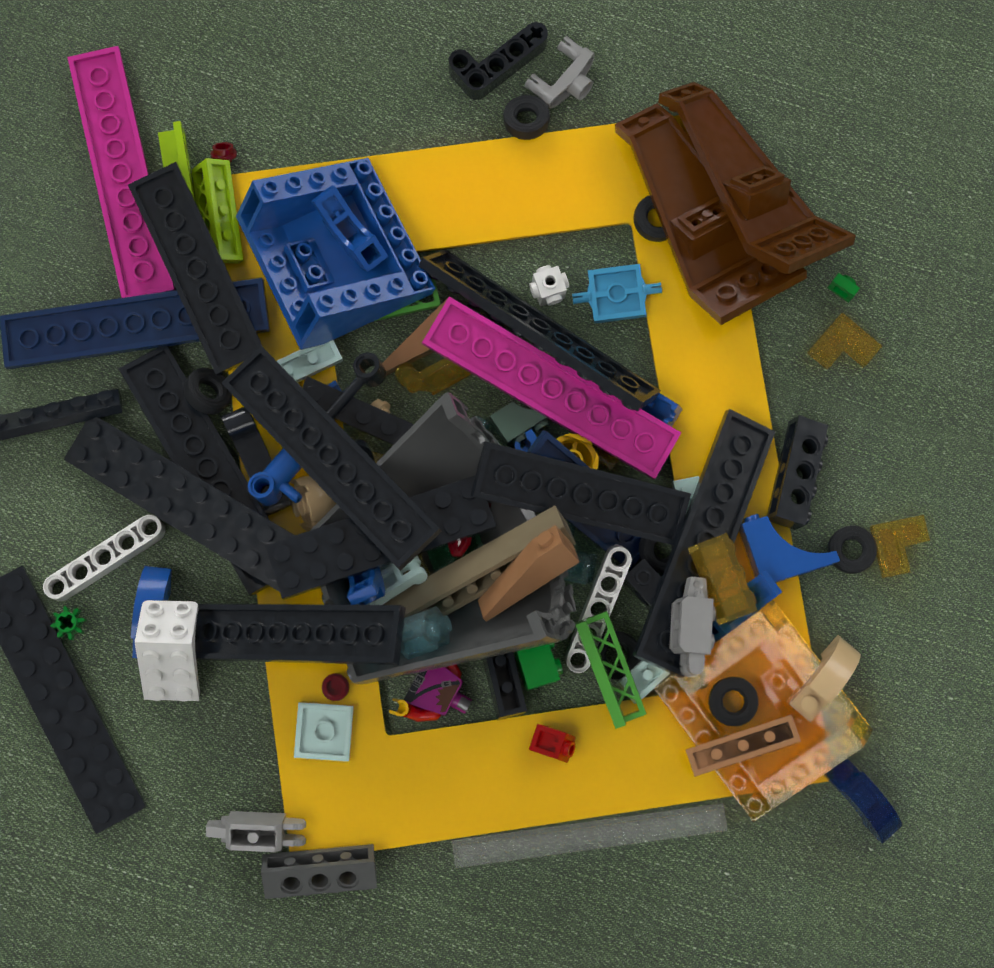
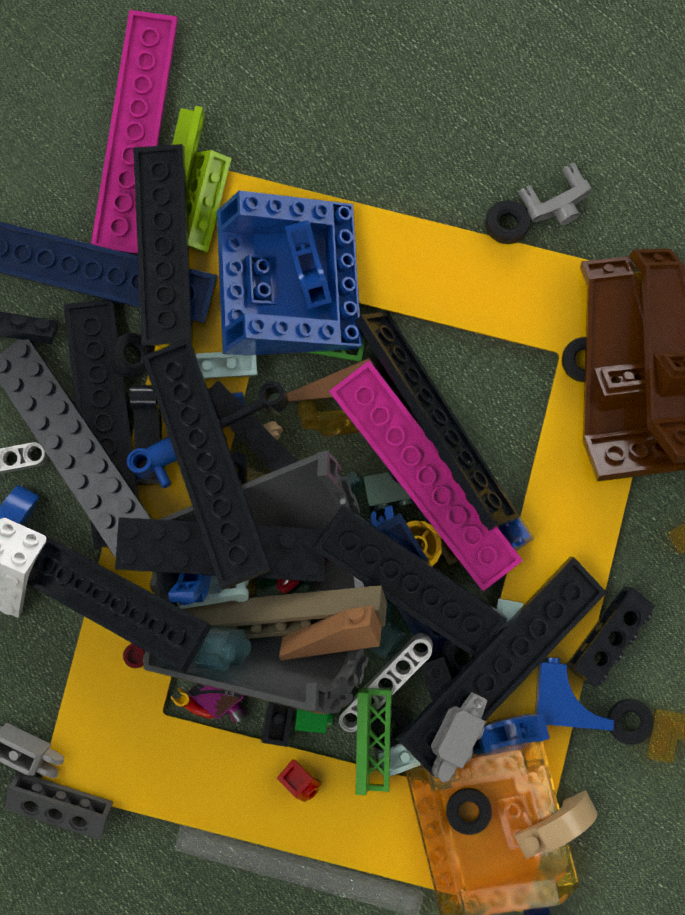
camera: 35 degrees right, 5 degrees up
(223, 151) = (230, 148): dark red plate -> none
(314, 502) = (177, 492): tan cylinder -> none
(323, 731) = (110, 689): light aqua tile -> none
(500, 57) = (506, 158): black beam -> none
(549, 293) = (460, 390): white brick -> none
(617, 293) = (520, 412): dark azure plate -> none
(724, 577) = (503, 706): clear yellow brick -> none
(743, 745) = (459, 855): medium nougat slope -> none

